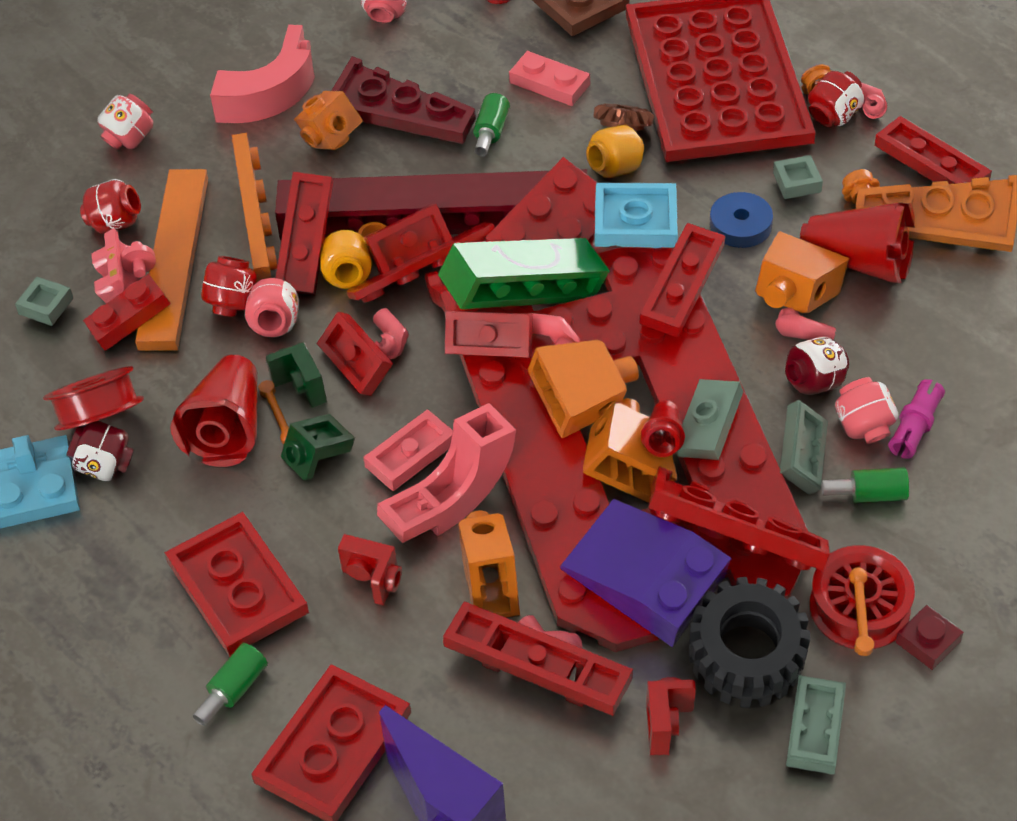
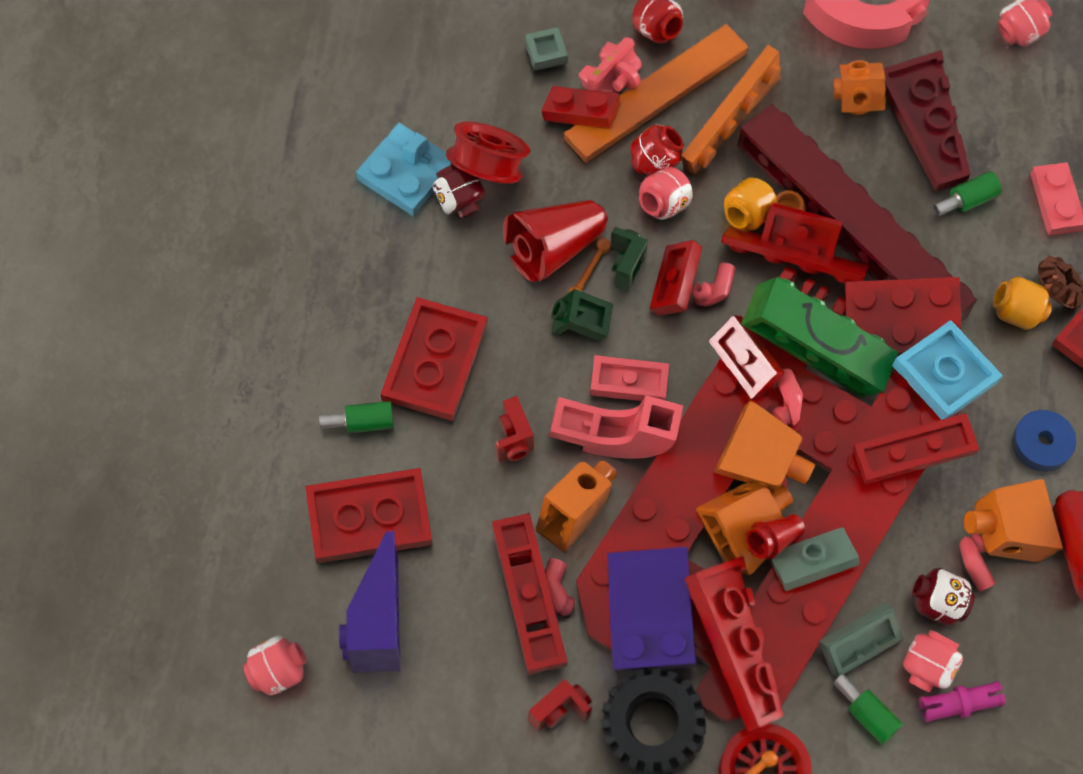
camera: 45 degrees right, 15 degrees up
(304, 231) = (740, 160): red plate -> none

